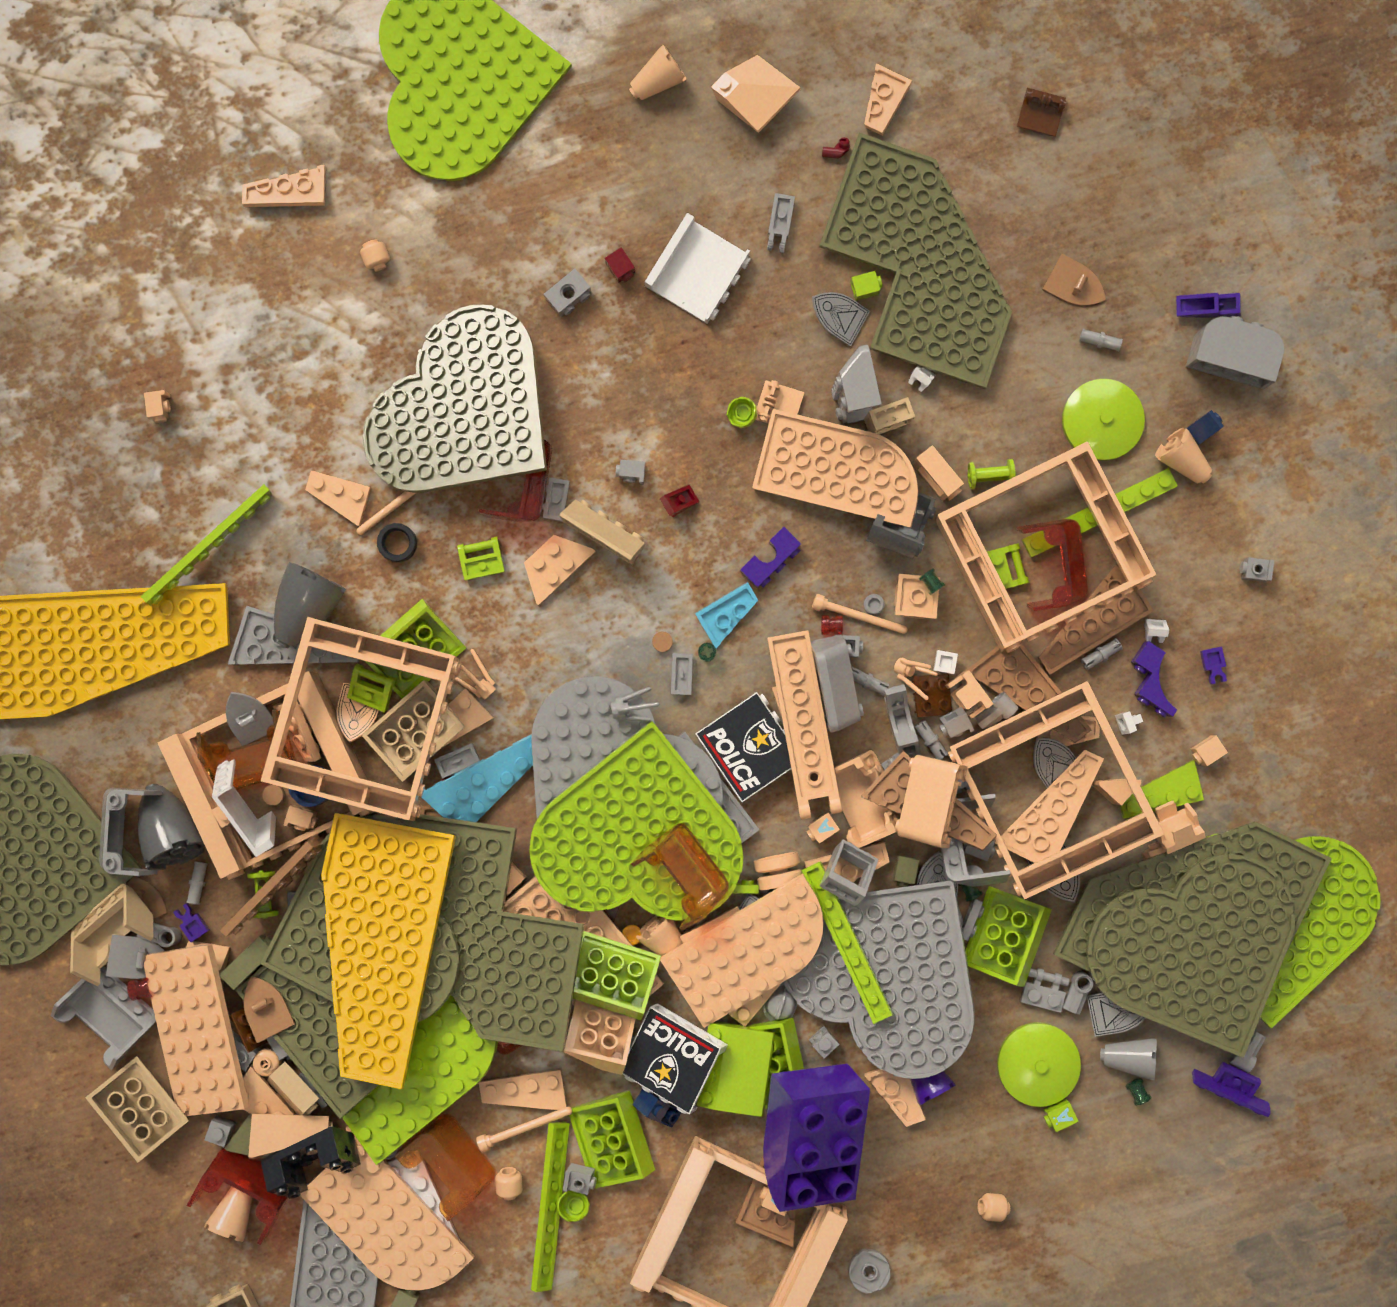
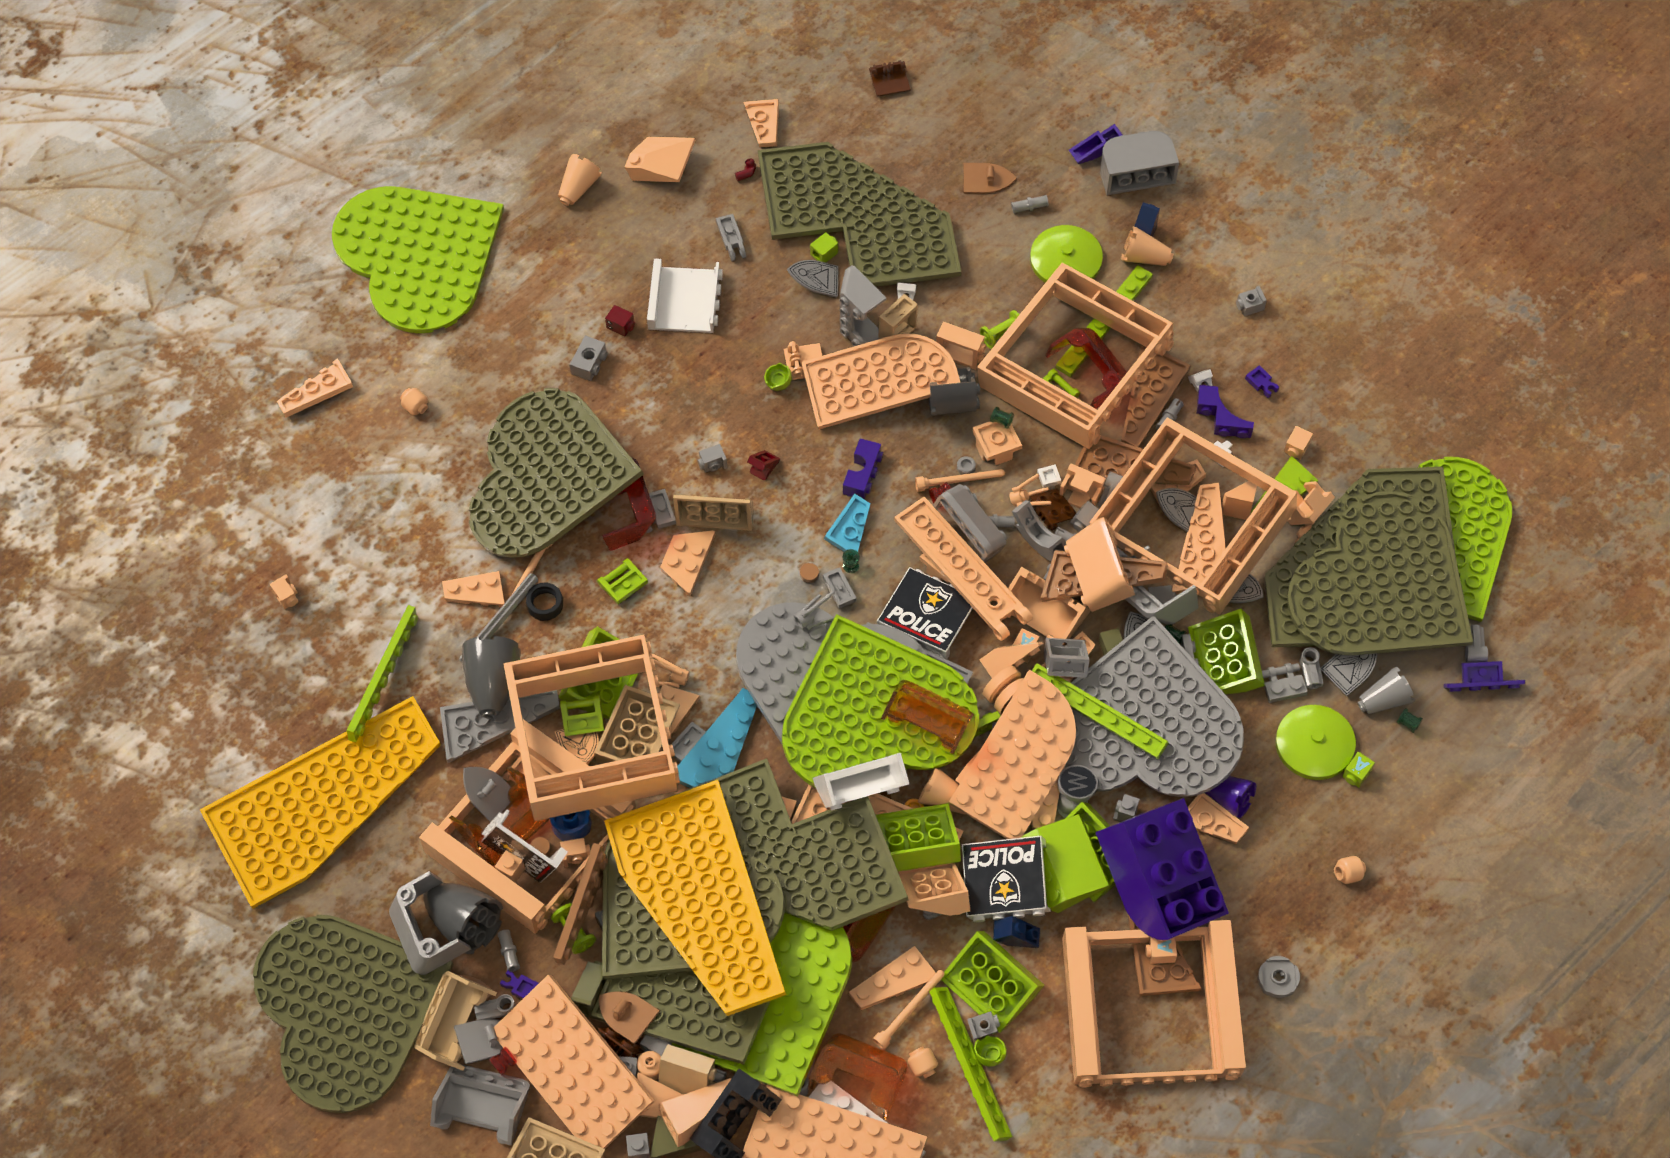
camera: 25 degrees left, 25 degrees down
(347, 538) = (507, 608): none -> light grey axle
(581, 908) = (861, 781): none -> white windscreen
(790, 1000) = (1077, 783): none -> tile
(796, 835) = (1008, 656): none -> light nougat slope

